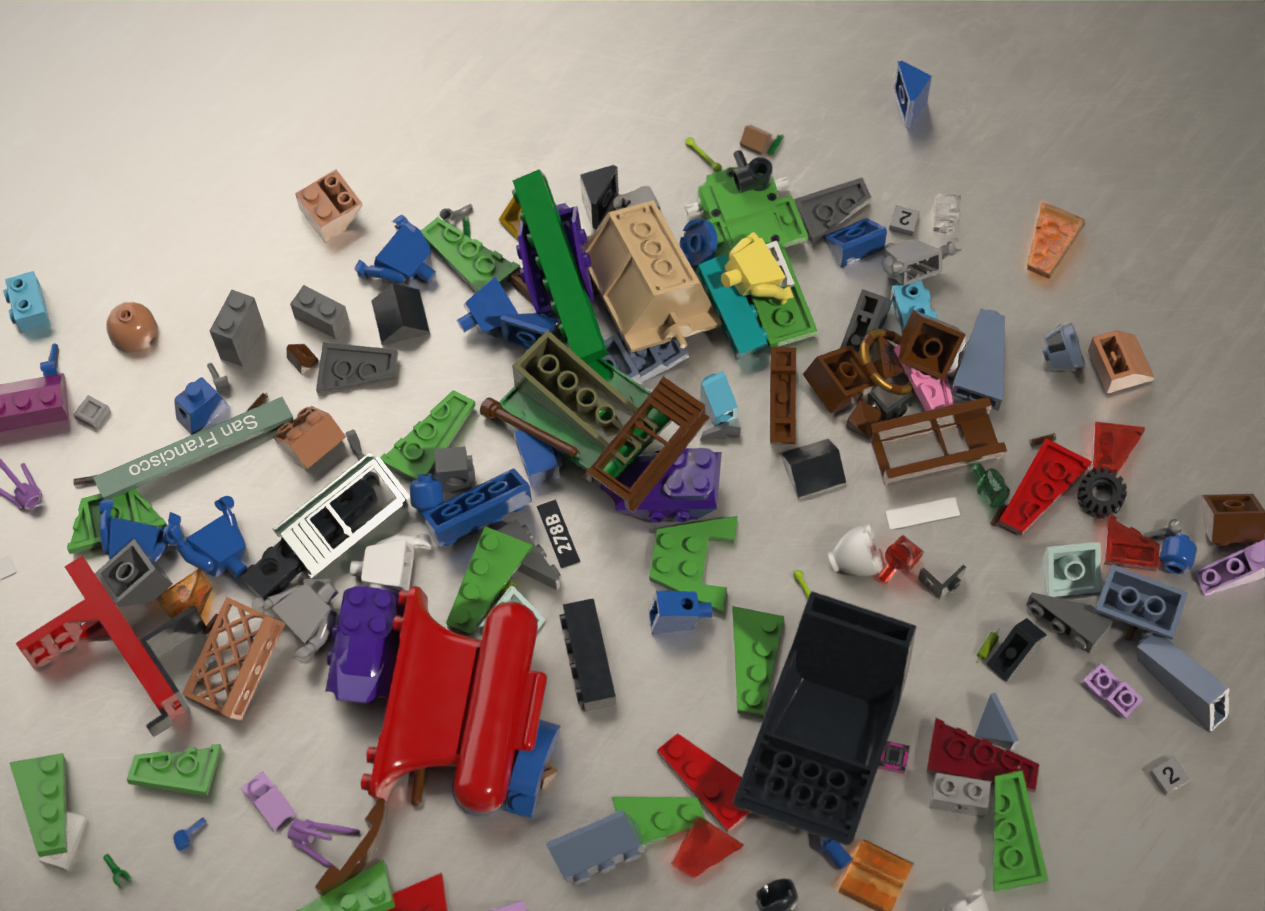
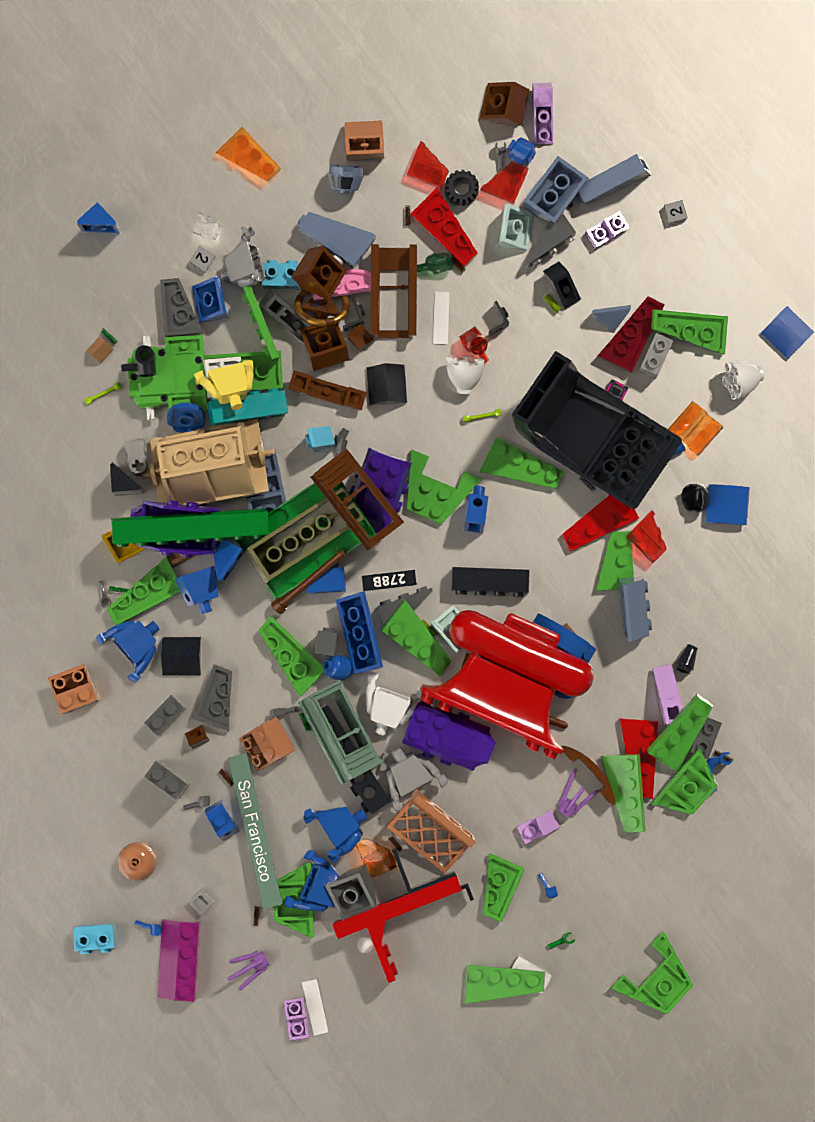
camera: 80 degrees left, 20 degrees up
(871, 274) = (256, 316): none -> bright green wing

